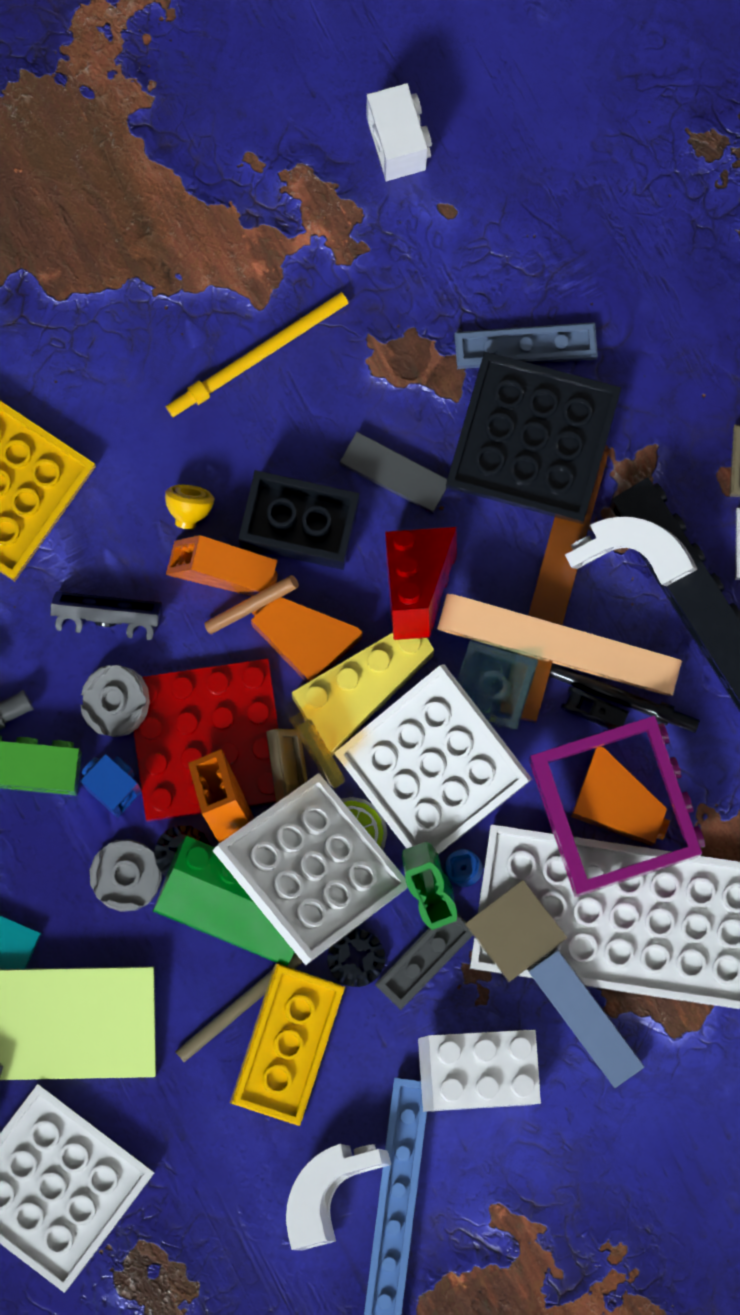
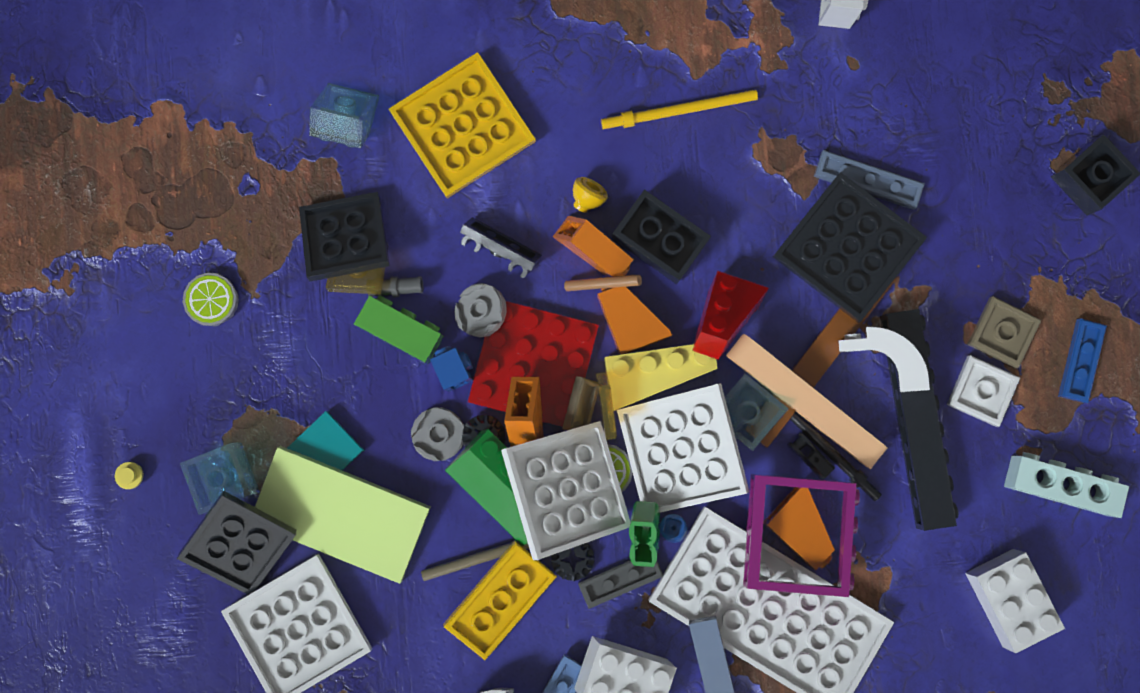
camera: 25 degrees right, 5 degrees up
(394, 472) = (740, 231): dark grey tile -> none
(516, 931) = (692, 590): dark tan tile -> none

